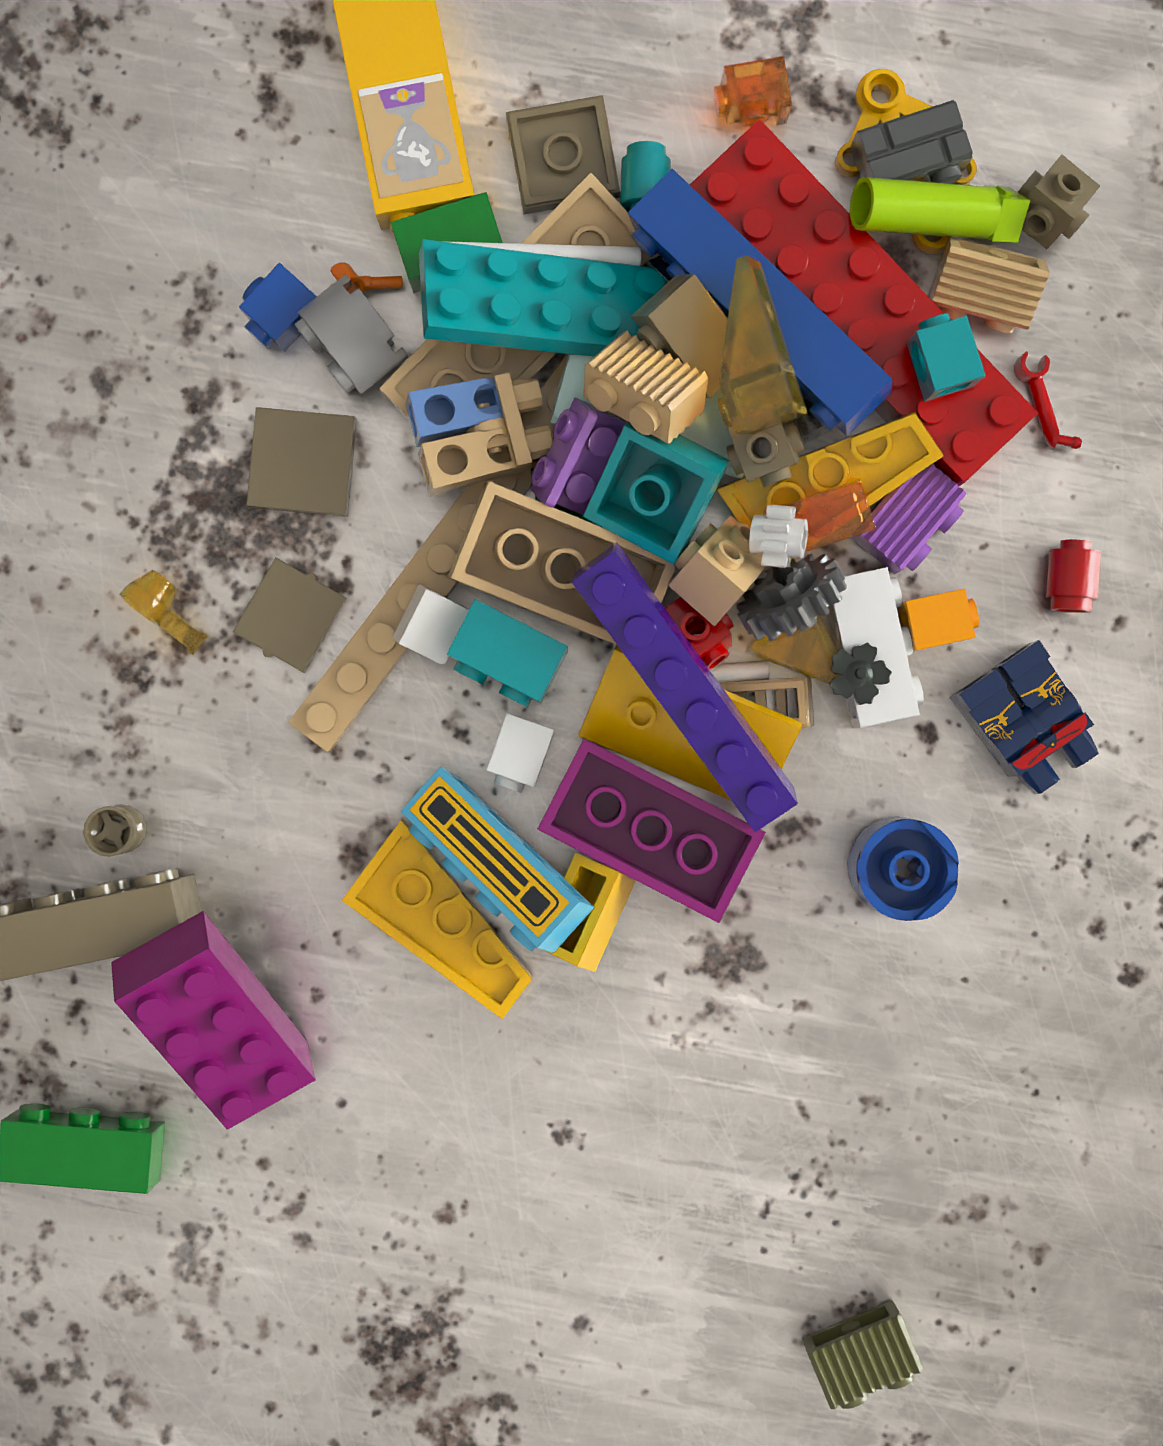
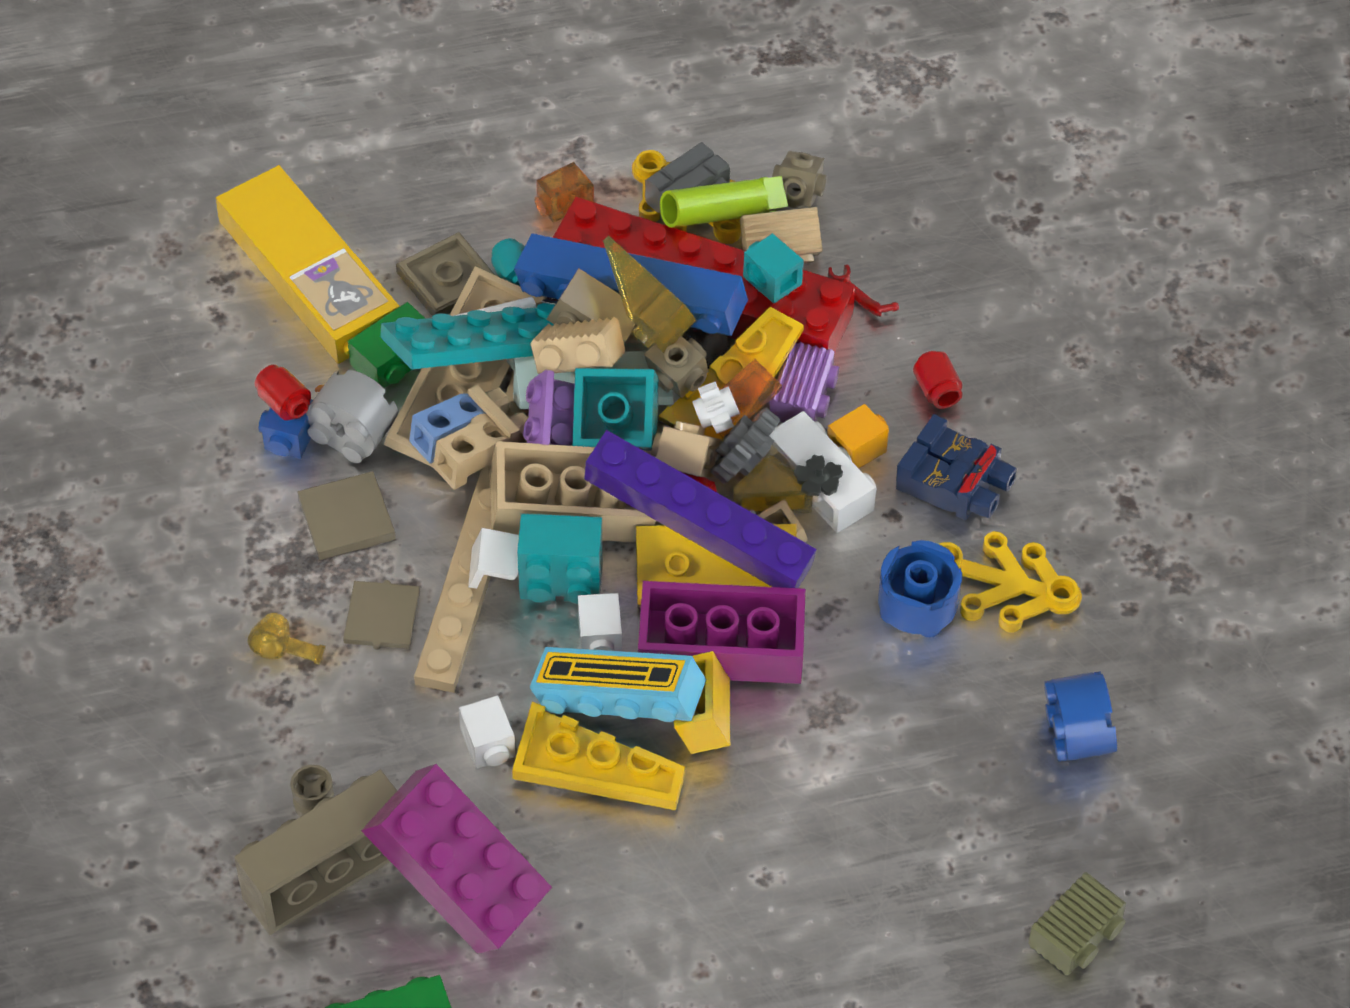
camera: 20 degrees left, 35 degrees down
(274, 278) = (282, 392): none -> red brick
(335, 838) = (487, 732): none -> white brick
(997, 1122) = (1080, 716): none -> blue brick
(1018, 889) = (1014, 582): none -> yellow plant

